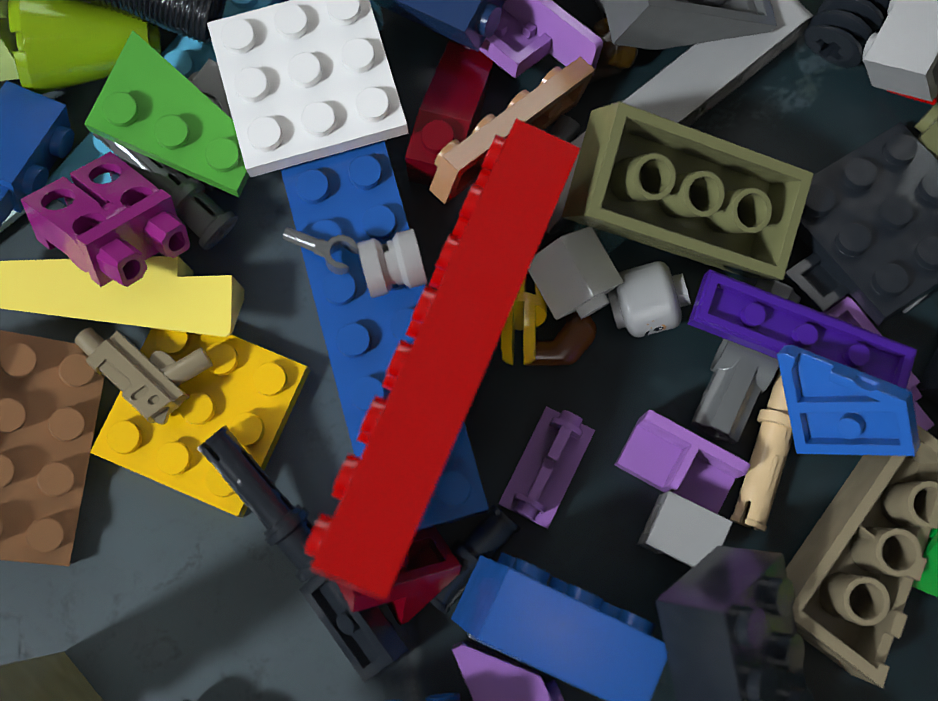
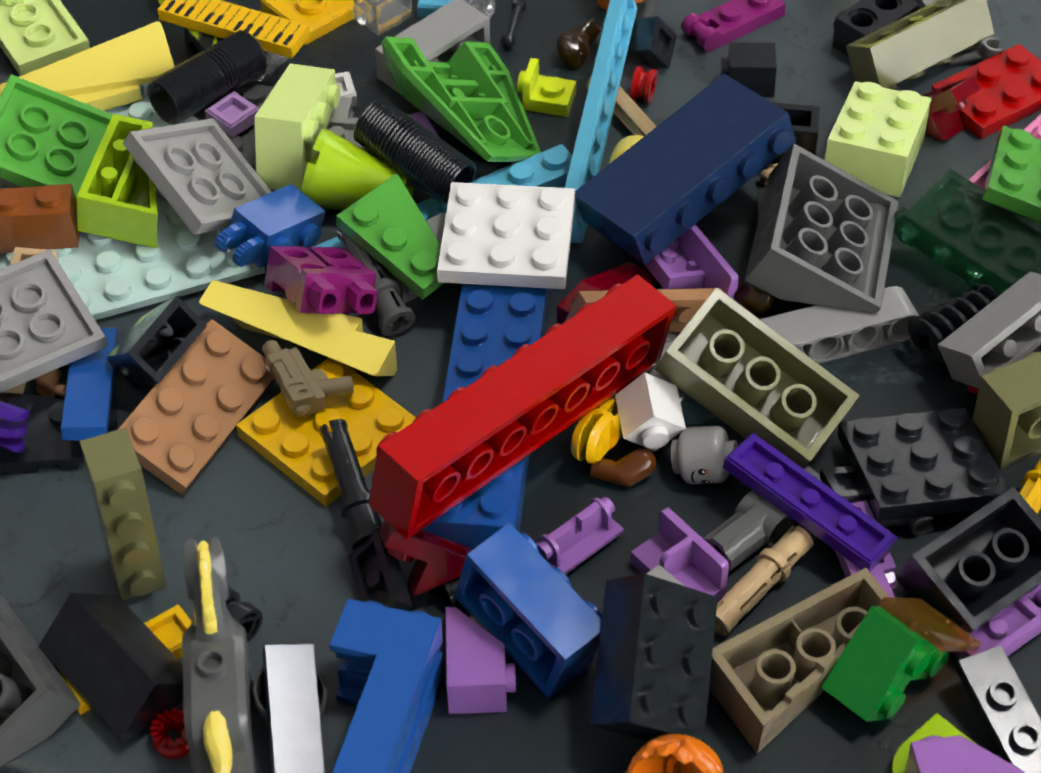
camera: 20 degrees right, 30 degrees down
(323, 248) = (473, 333): dark grey hand -> none
(392, 263) = (505, 344): light grey wheel -> none
(845, 409) = (813, 542): blue wing -> none

